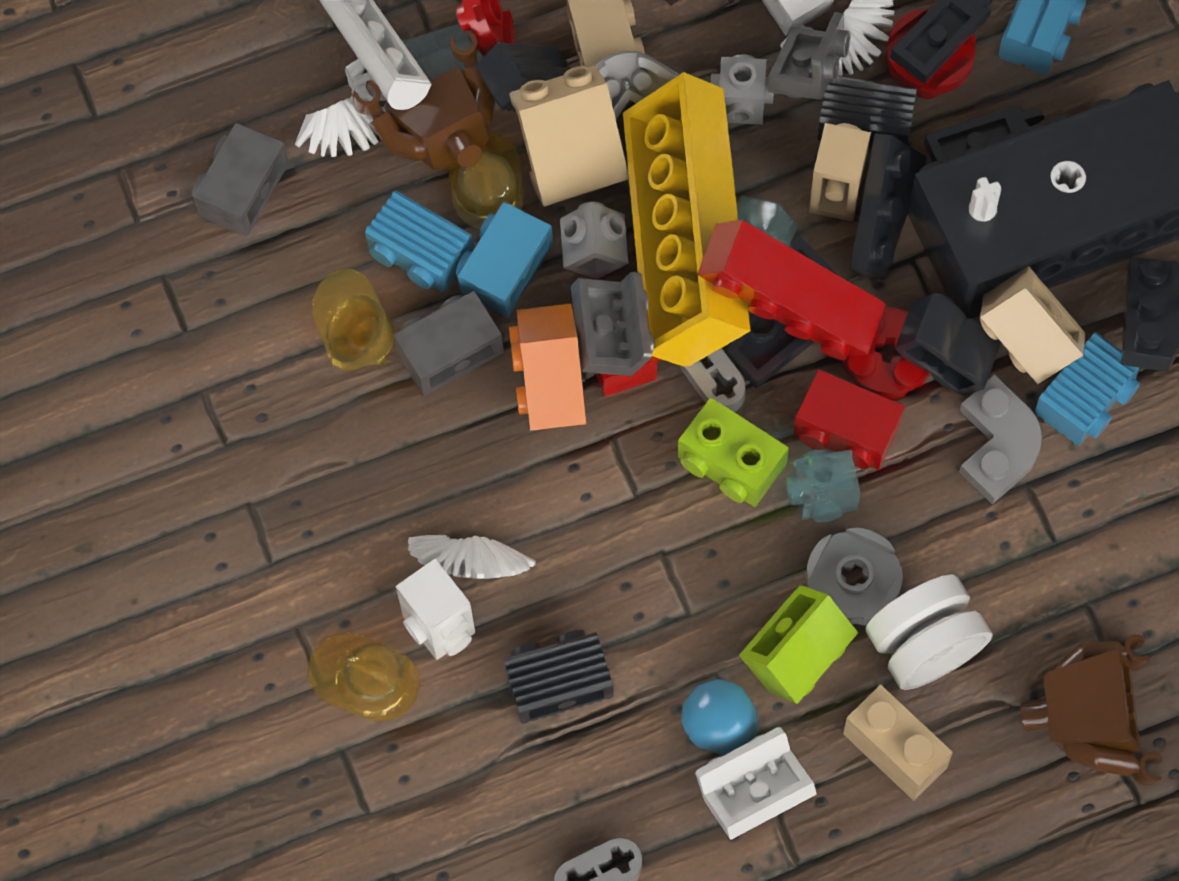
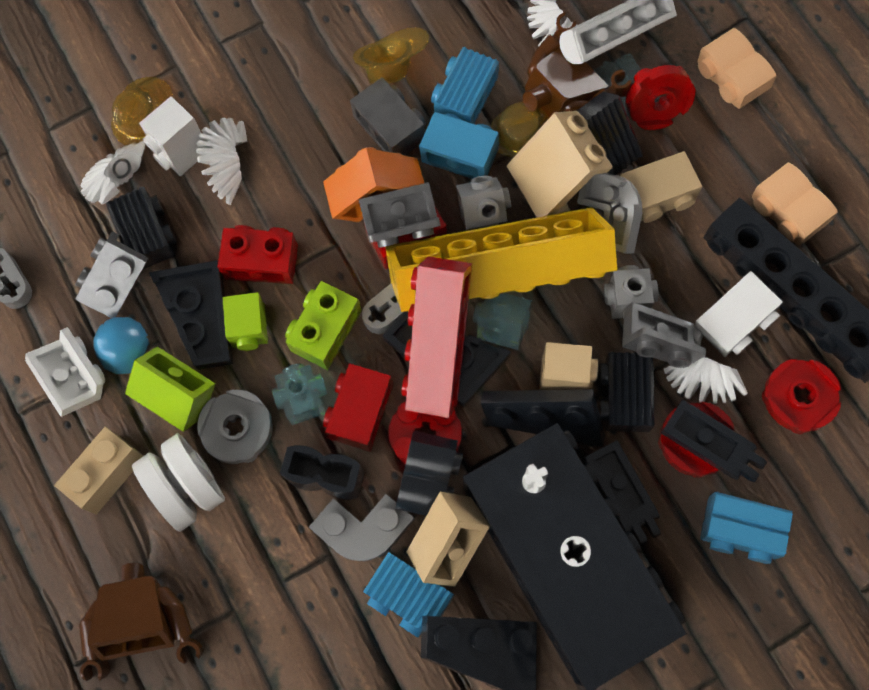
camera: 85 degrees right, 5 degrees up
(462, 720) = (108, 173): none -> white hair
(620, 525) = (258, 255): none -> red brick
(626, 714) = (111, 276): none -> bracket
(688, 611) = (195, 304): none -> black wing
(714, 549) = (245, 321): none -> lime brick
(932, 465) = (312, 471): none -> black brick

